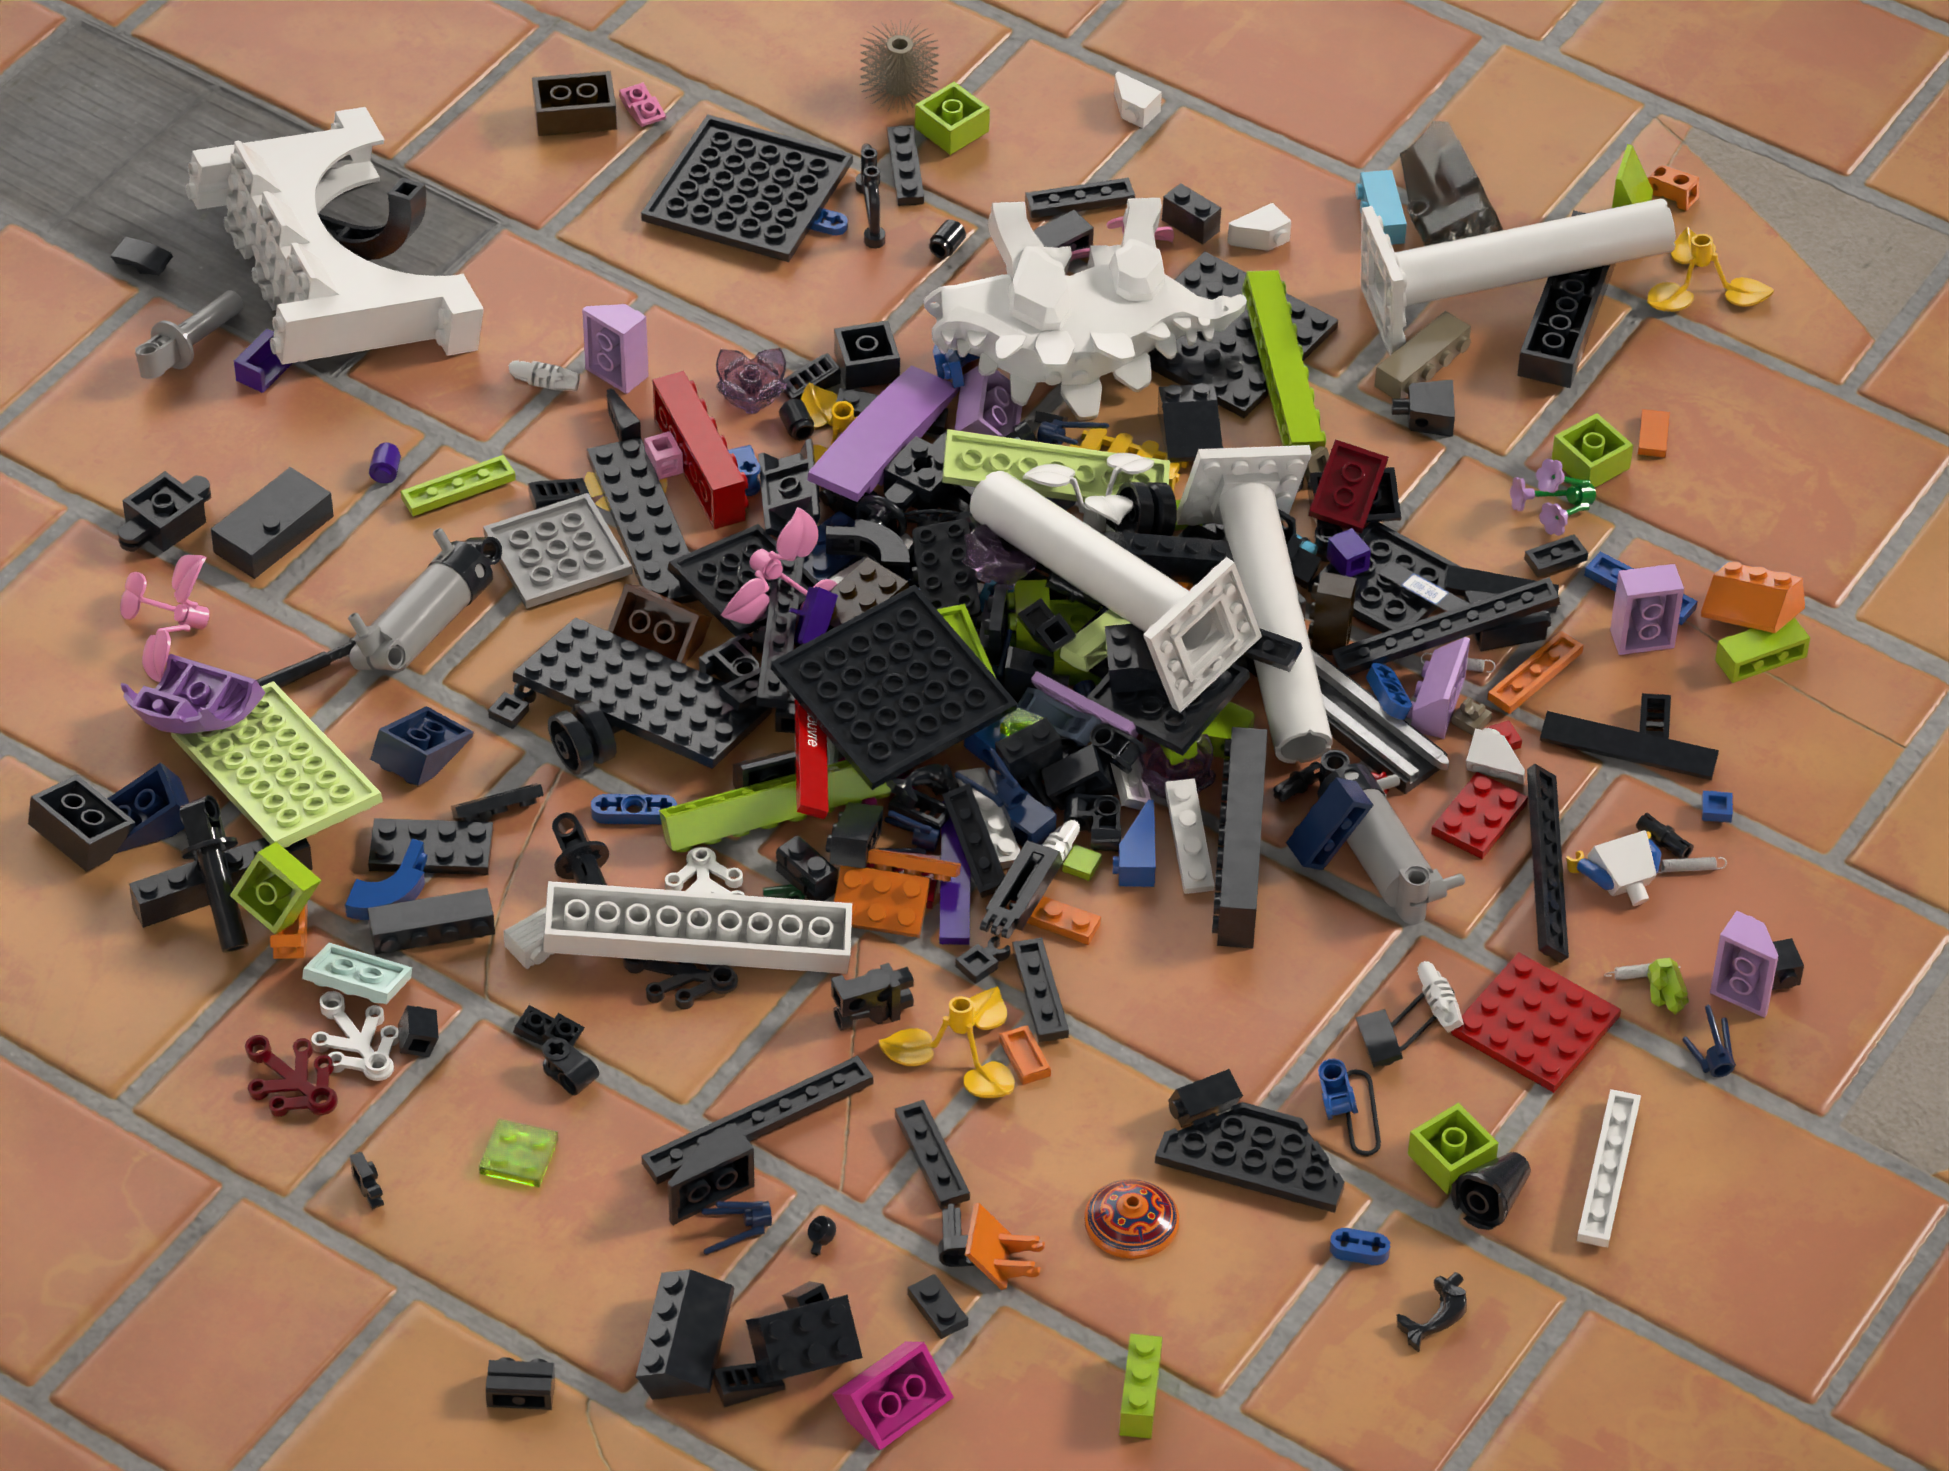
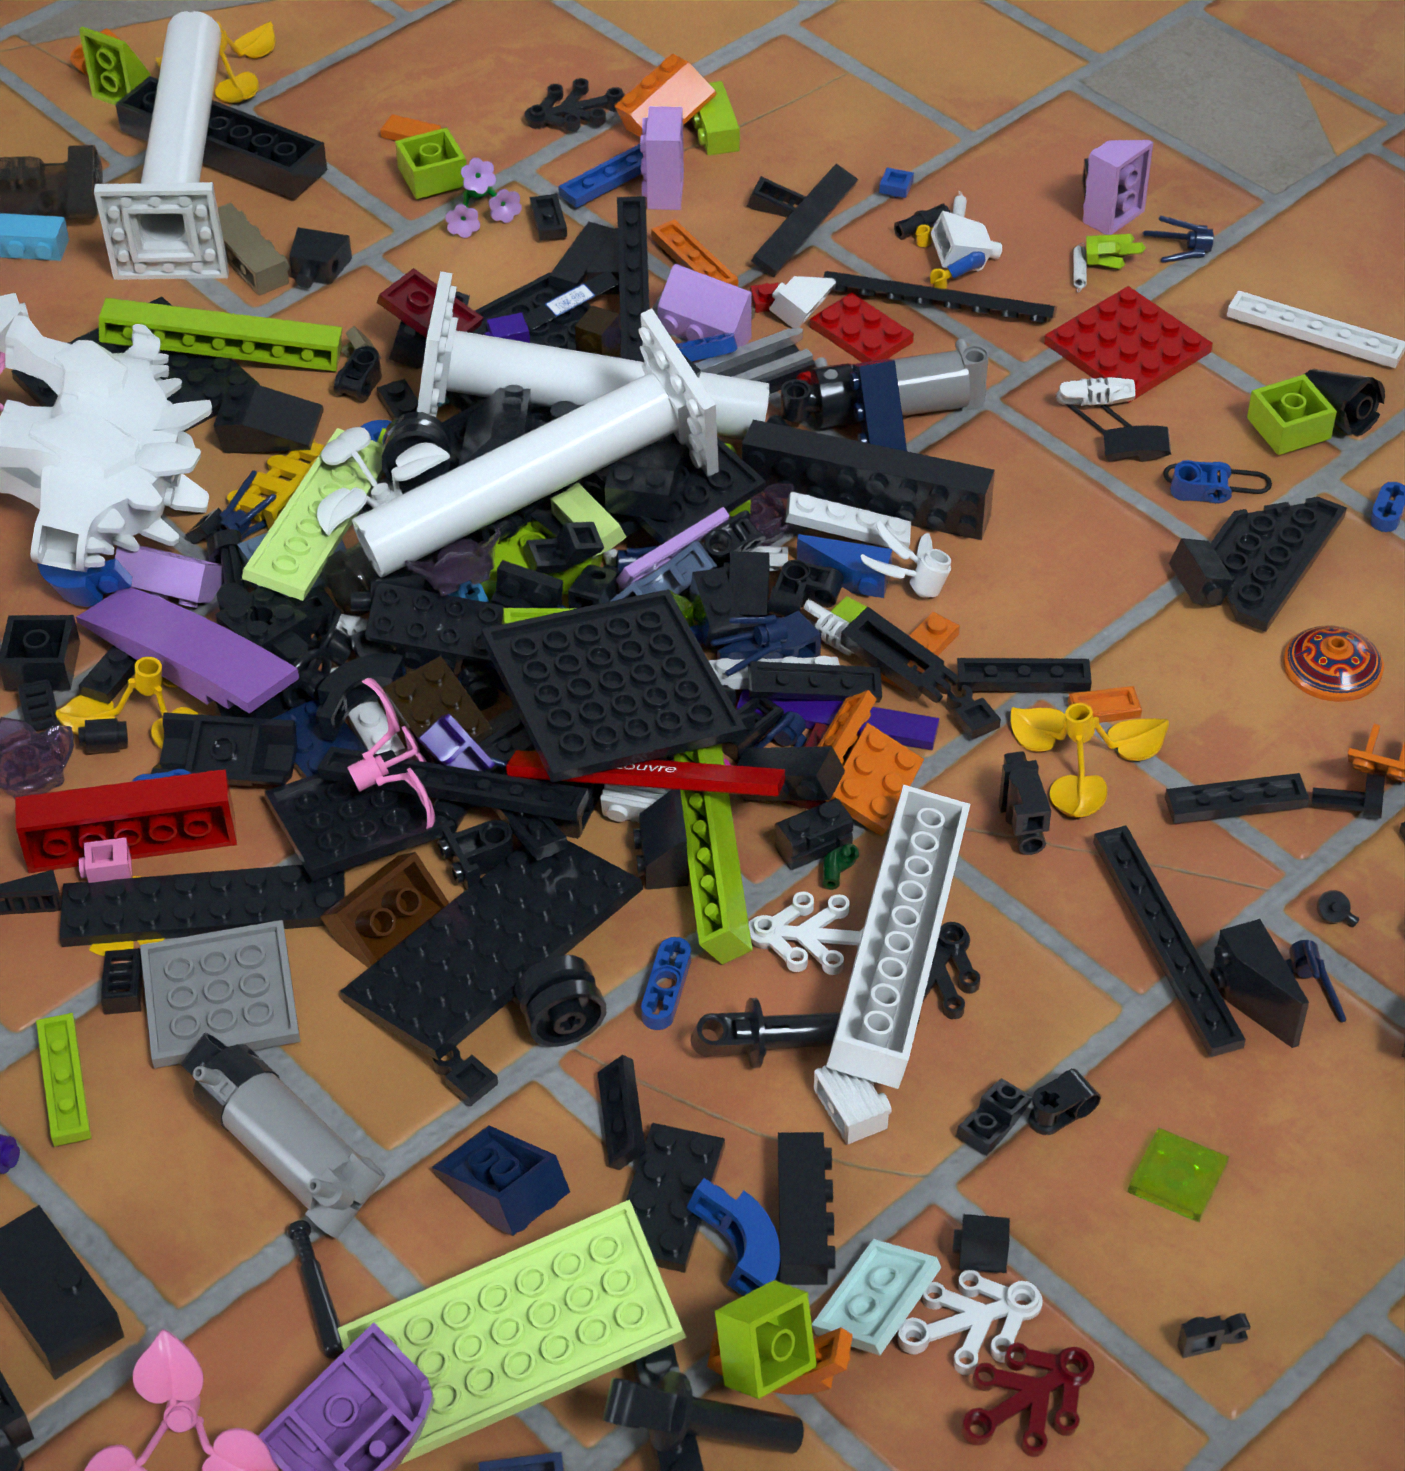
camera: 75 degrees left, 0 degrees up
(1142, 897) = (931, 568): none -> white plant
(1718, 520) = (543, 114): none -> black plant

